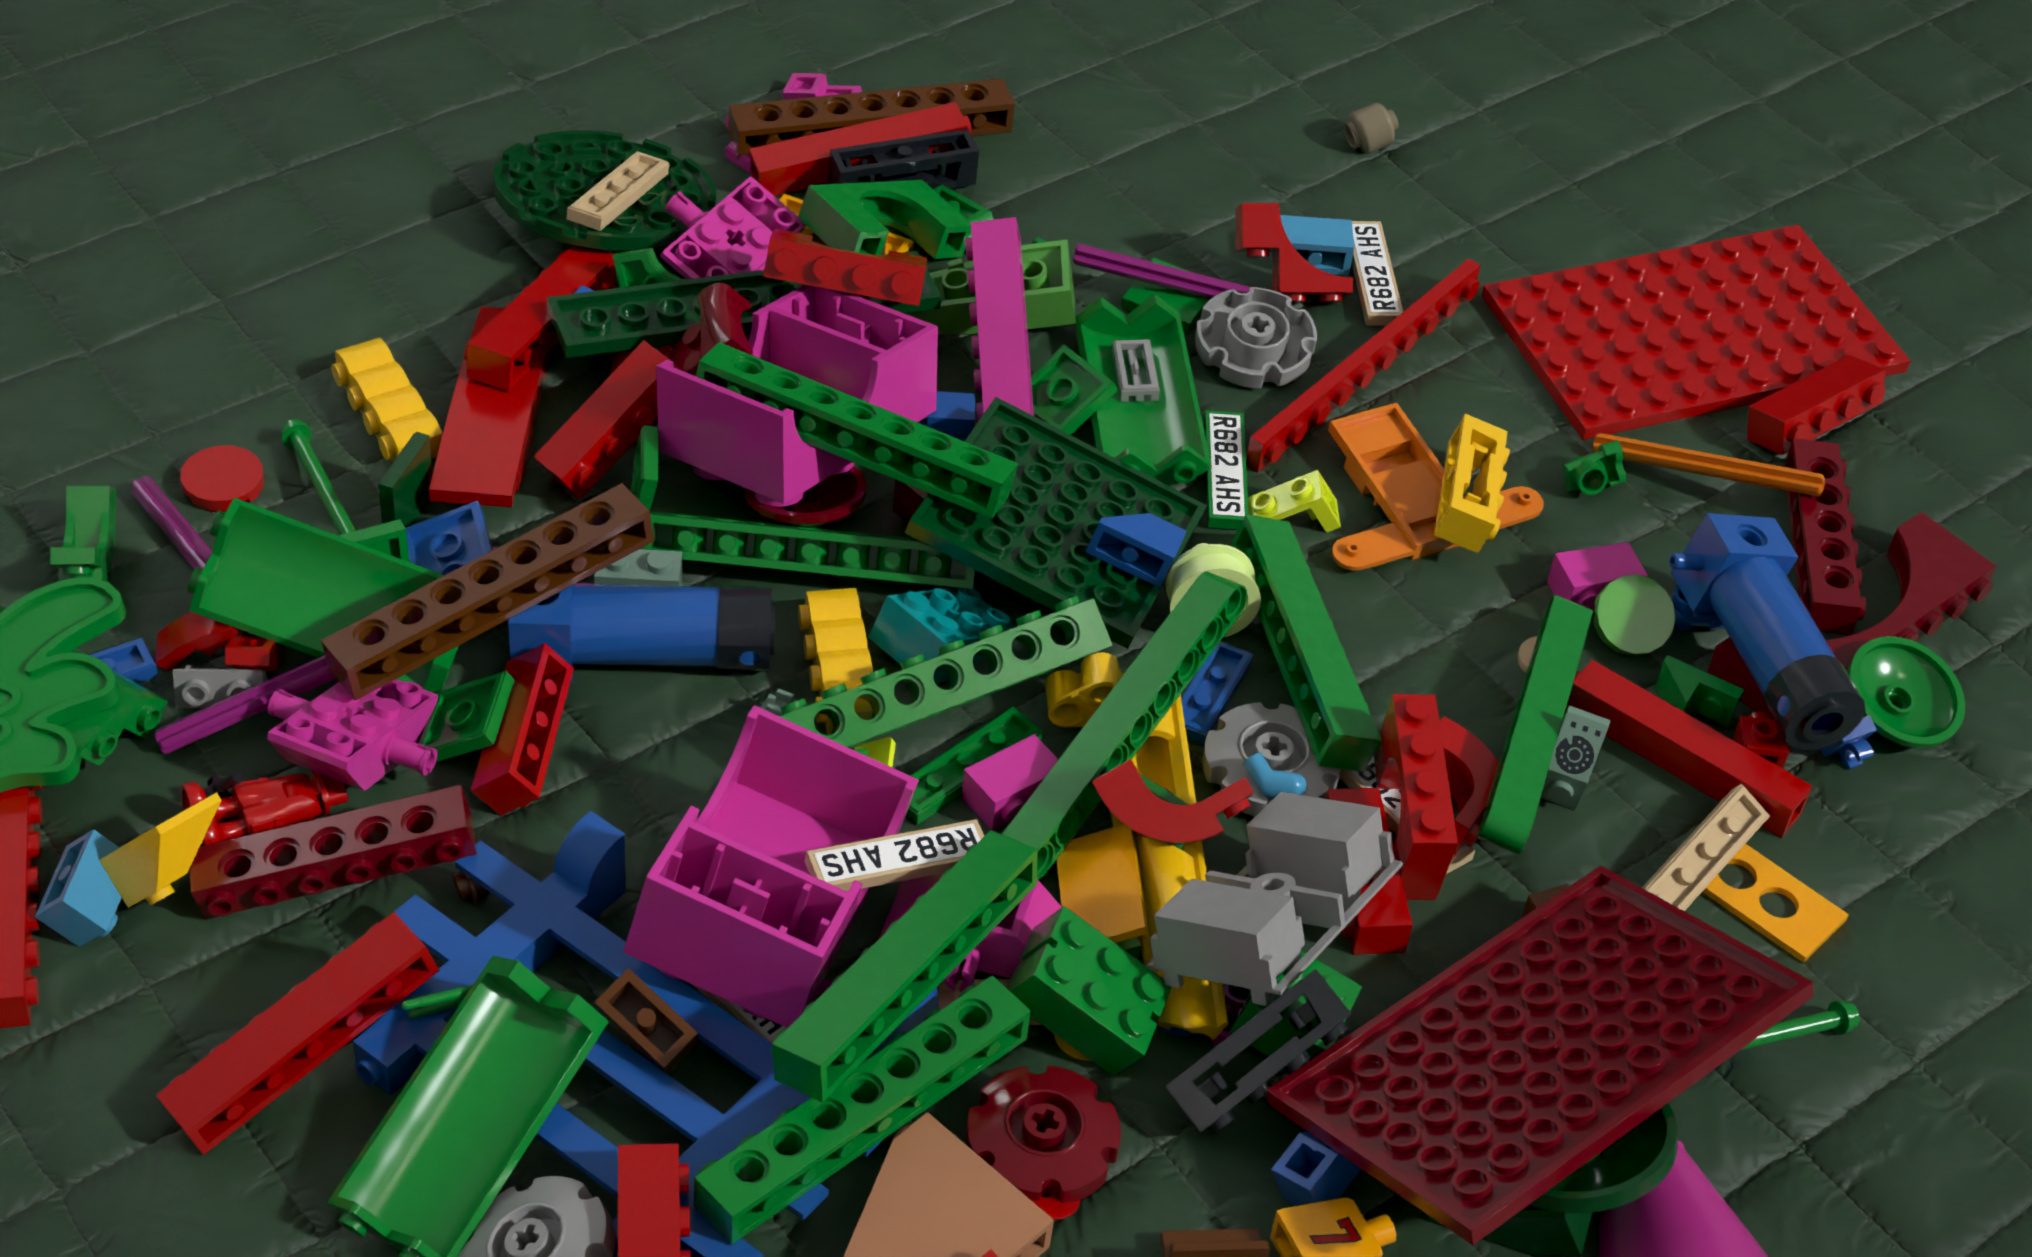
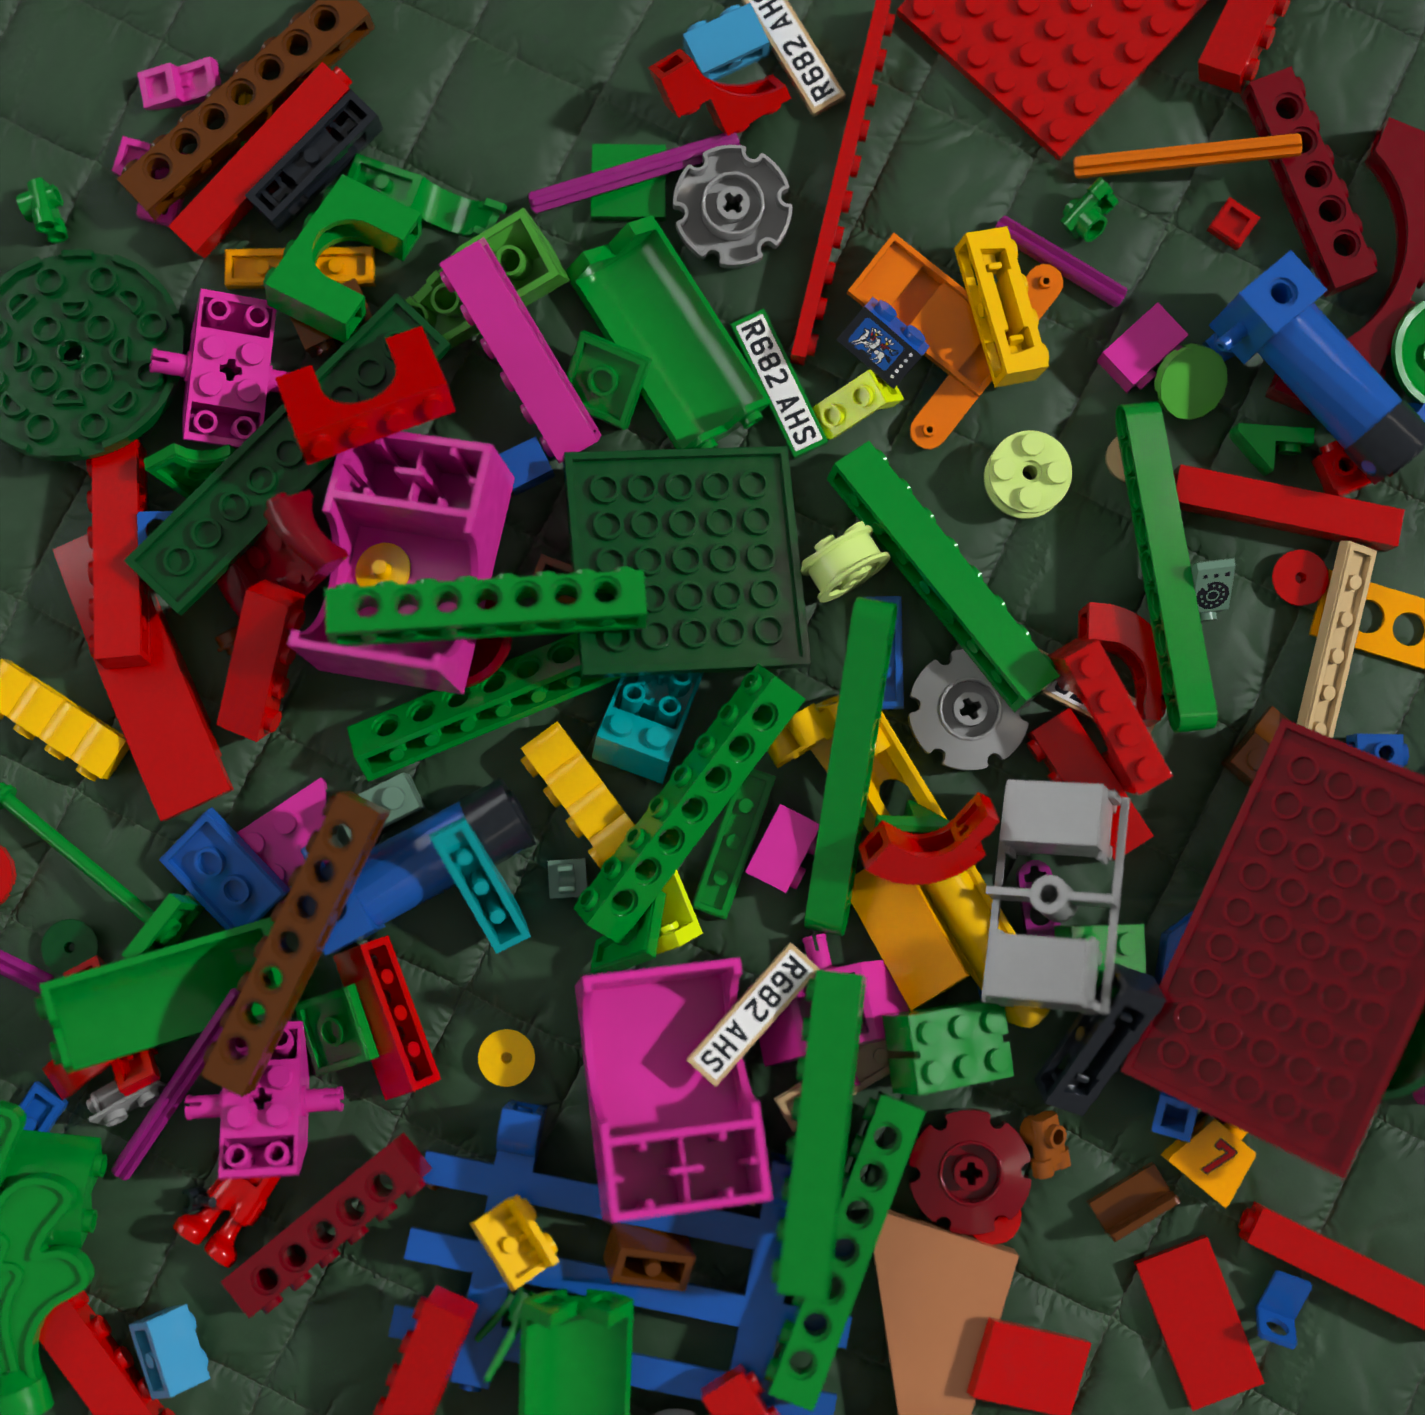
camera: 15 degrees left, 40 degrees up
(160, 855) = (202, 1300): yellow slope -> none
(407, 482) = (139, 826): dark green tile -> none
(520, 930) = (515, 1241): none -> yellow bracket
(617, 191) = (92, 365): tan tile -> none
(624, 816) = (506, 1057): none -> yellow piece
(645, 466) = (323, 707): green tile -> none
(651, 110) = (41, 207): none -> green plate
(698, 640) = (481, 884): none -> teal slope
(1137, 389) = (665, 335): light grey tile -> none
(1137, 545) = (774, 562): blue slope -> none
(1145, 1147) = (1048, 1142): none -> dark orange plate
(1271, 781) = (988, 754): dark azure arm -> none
(1343, 462) = (884, 341): none -> brick
(1432, 617) = (1037, 455): none -> yellowish green wheel
(1554, 501) = (1067, 264): none -> magenta axle
(1676, 810) = (1300, 577): none -> red piece

